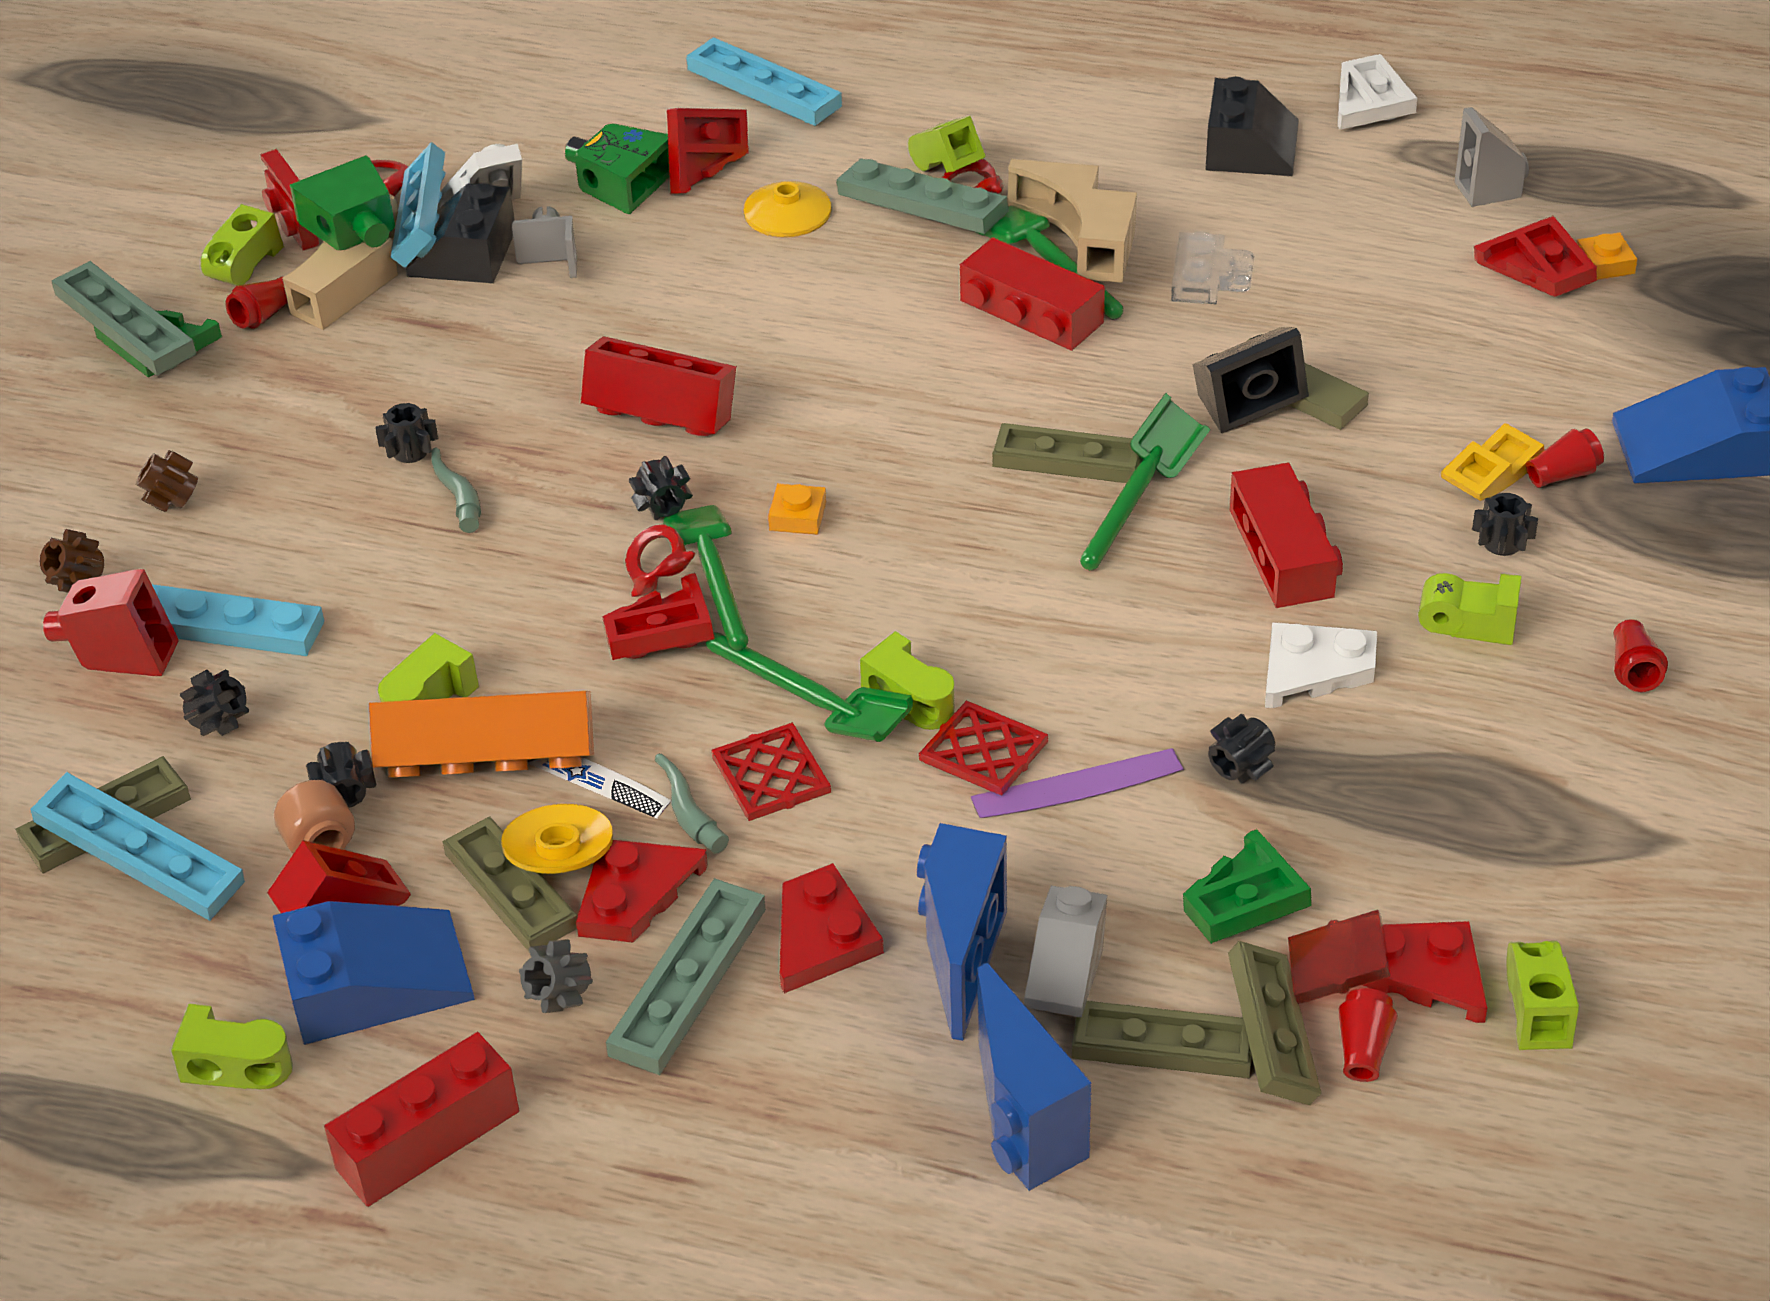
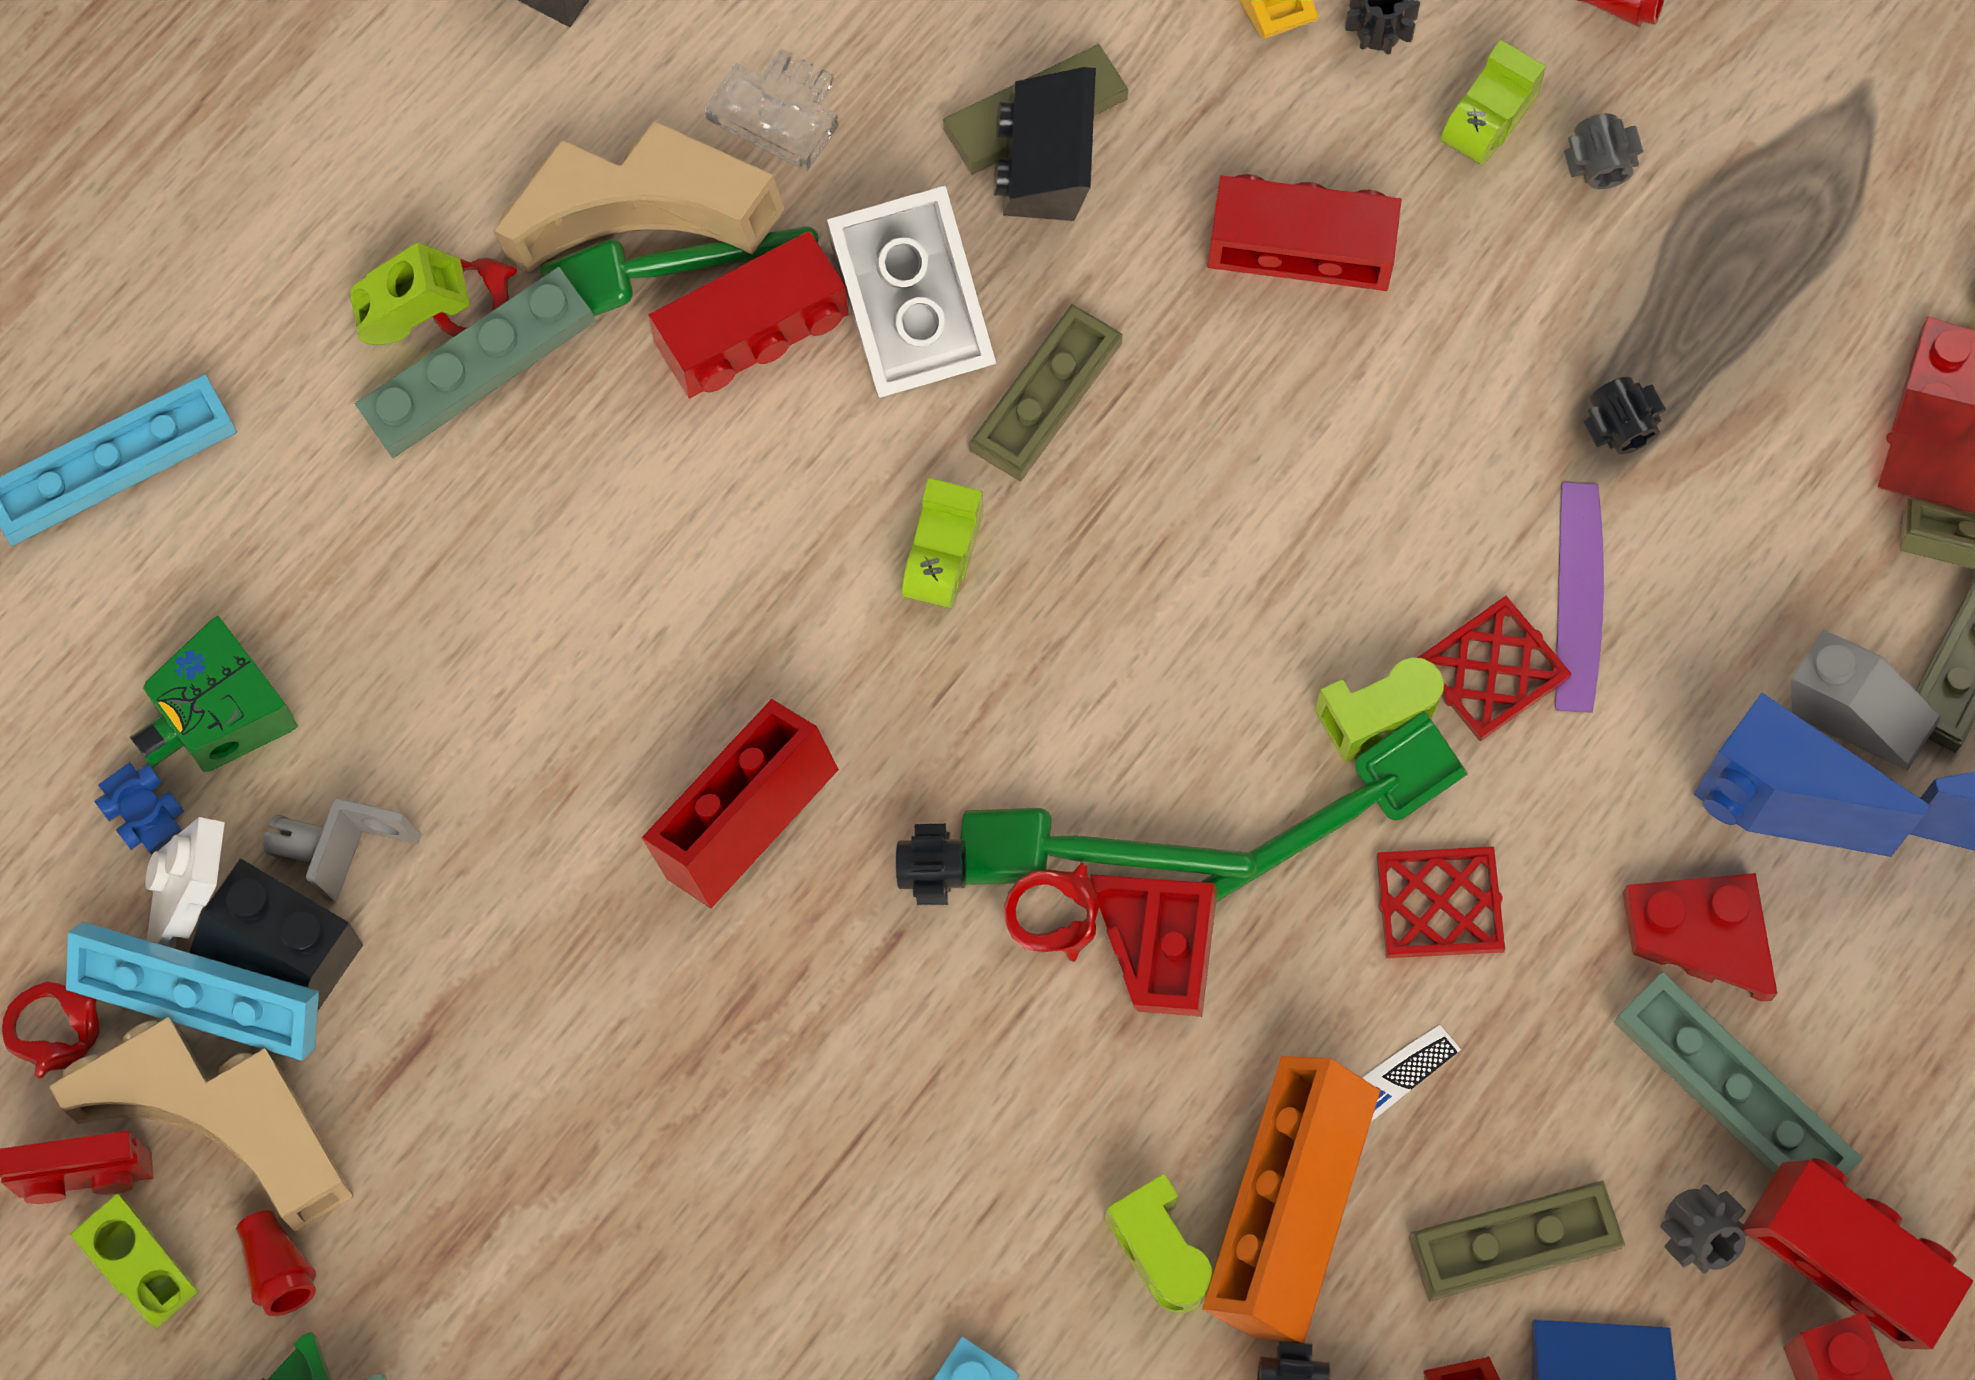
camera: 70 degrees left, 25 degrees up
(345, 205) = (196, 1084): green torso -> none
(407, 433) = (660, 1155): black gear -> none
(466, 497) = (812, 1102): sand green animal -> none
(540, 162) = (146, 817): none -> blue piece
(557, 838) = (1486, 1135): yellow dish -> none
(566, 1065) = (1858, 1252): none -> red brick
(633, 886) = (1573, 1107): red wing -> none
(688, 814) = (1487, 1012): sand green animal -> none
(703, 143) = (234, 581): red wing -> none
(787, 209) = (400, 553): yellow dish -> none
(797, 509) = (1012, 722): light orange plate -> none
(910, 431) = (942, 543): none -> lime leg
(1103, 353) = (910, 291): none -> white slope
(1165, 445) = (1105, 295): green piece -> none
(1245, 891) = (1811, 498): green wing -> none
(1318, 660) = (1498, 290): white wing -> none
(1475, 675) = (1603, 151): none -> dark grey gear

